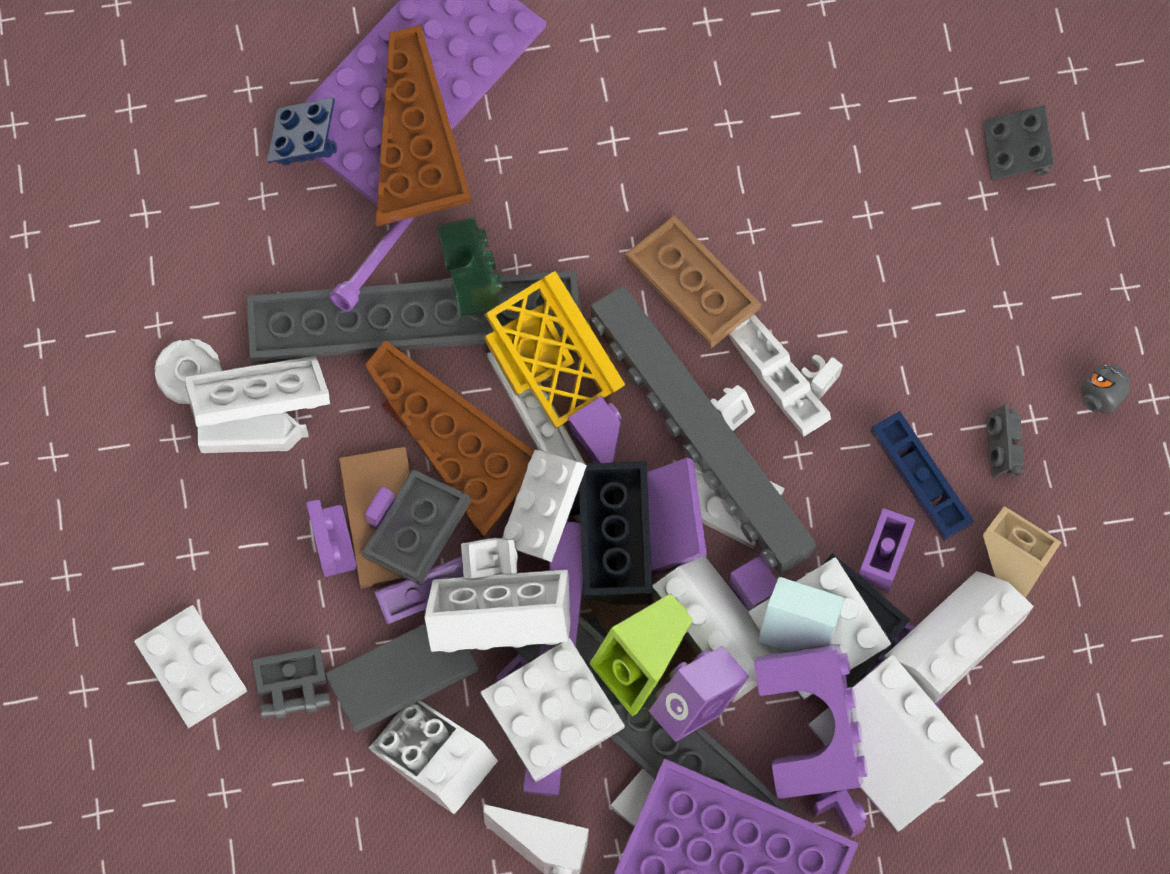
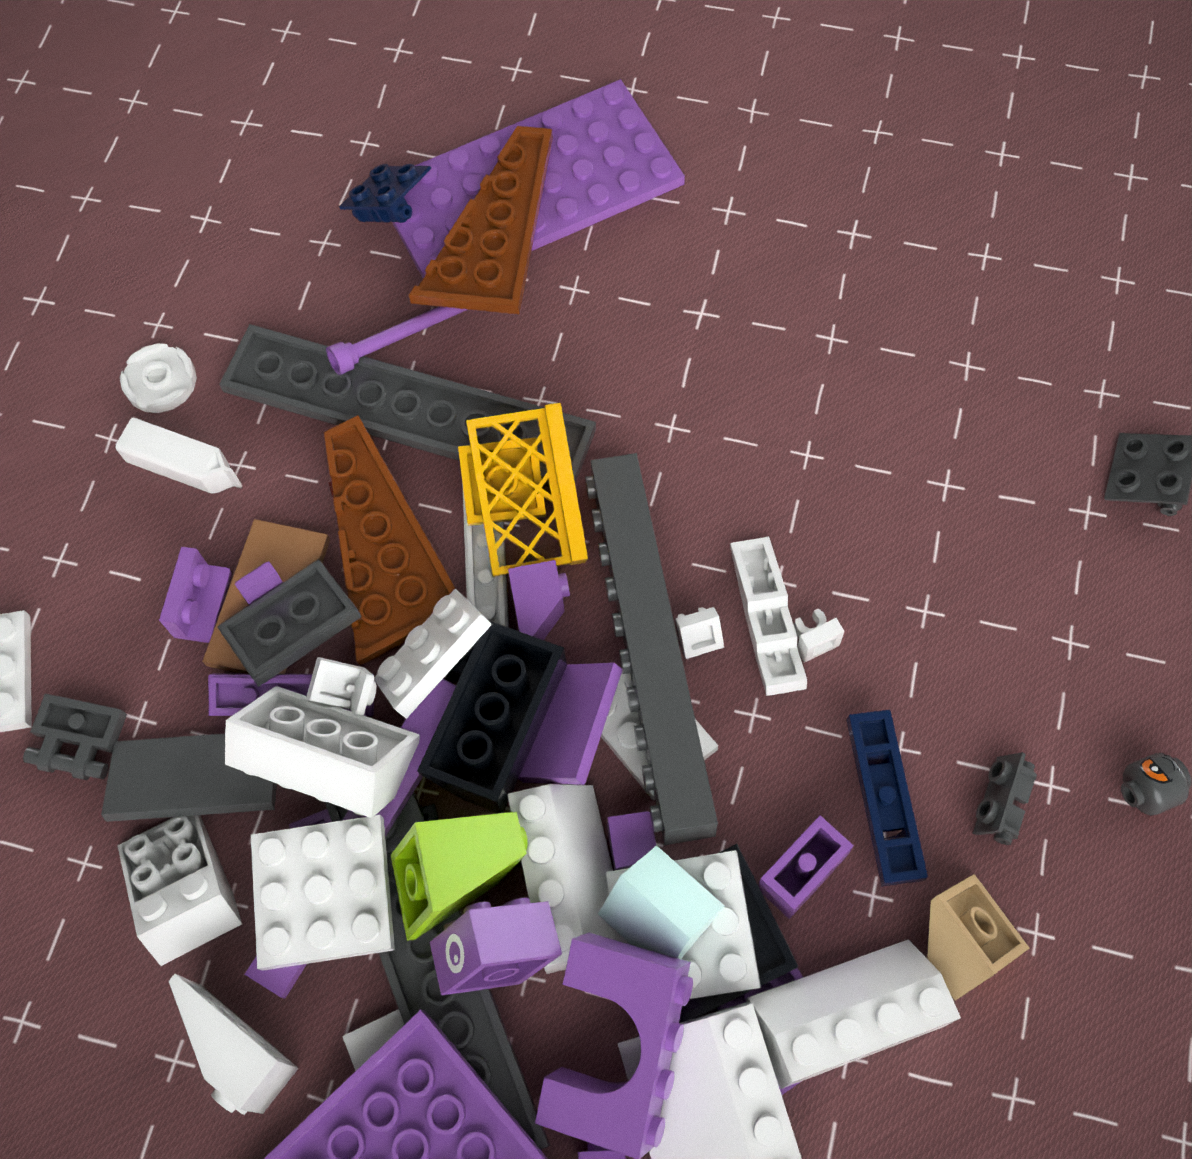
camera: 30 degrees right, 5 degrees down
(256, 391) = (201, 417): white plate -> none
(473, 283) = (487, 370): clear green arch -> none
(692, 281) = (718, 482): medium nougat tile -> none

